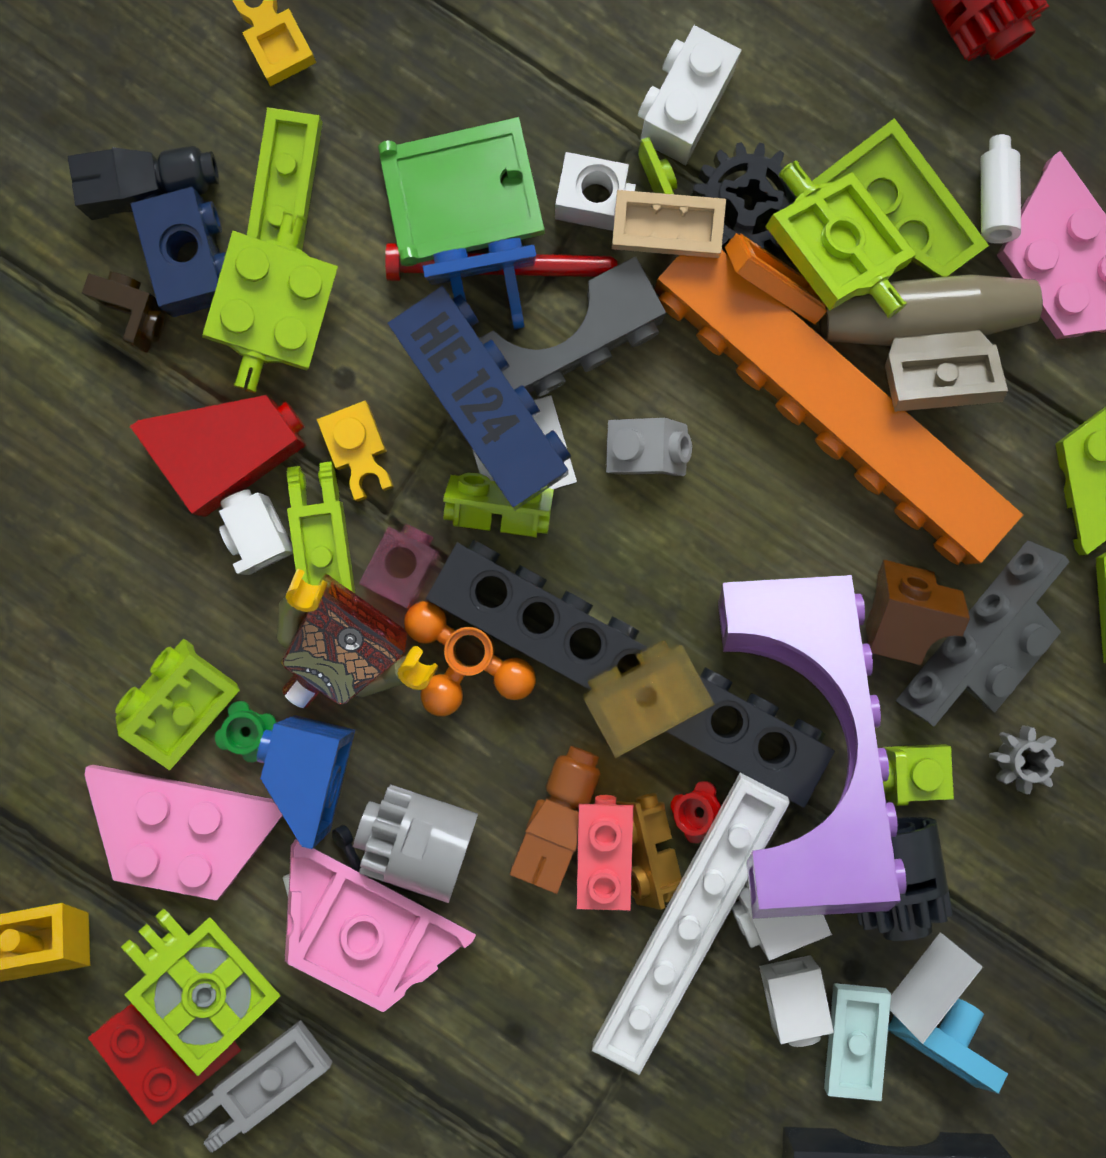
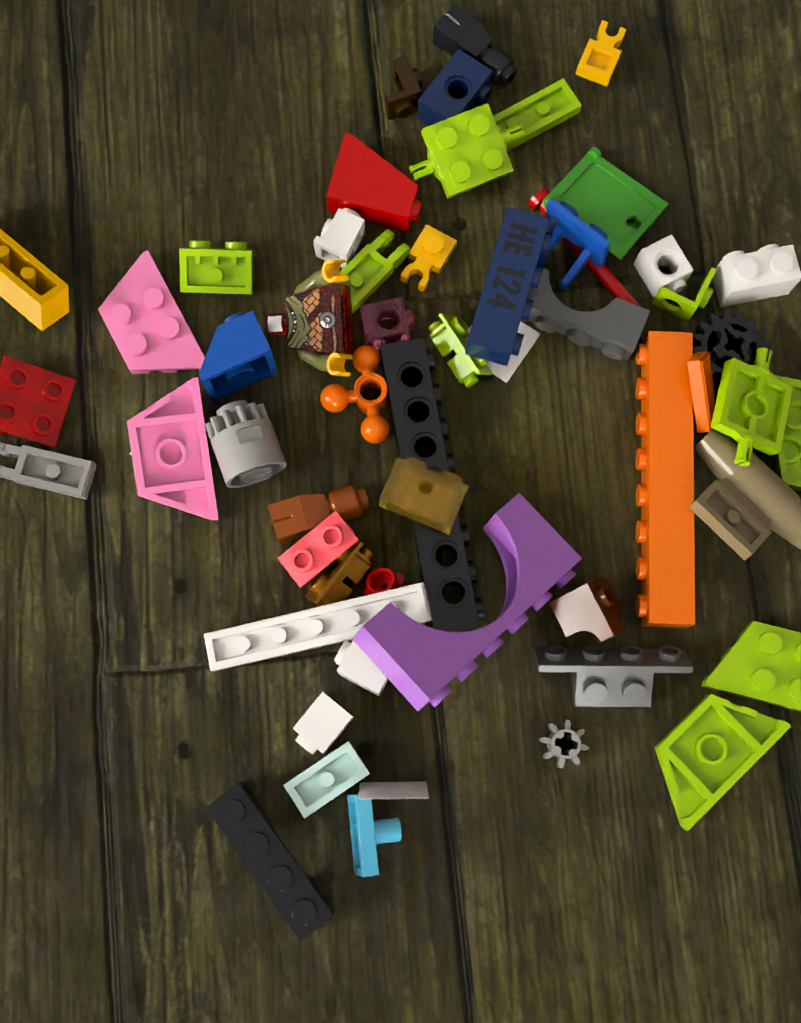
camera: 50 degrees right, 10 degrees down
(196, 989) = (73, 393): lime piece -> none
(230, 734) = (224, 308): green plate -> none
(648, 447) = (557, 401): light grey bracket -> none
(668, 224) = (681, 311): tan tile -> none
(919, 774) = (504, 690): lime bracket -> none
(926, 884) = (440, 729): black gear -> none

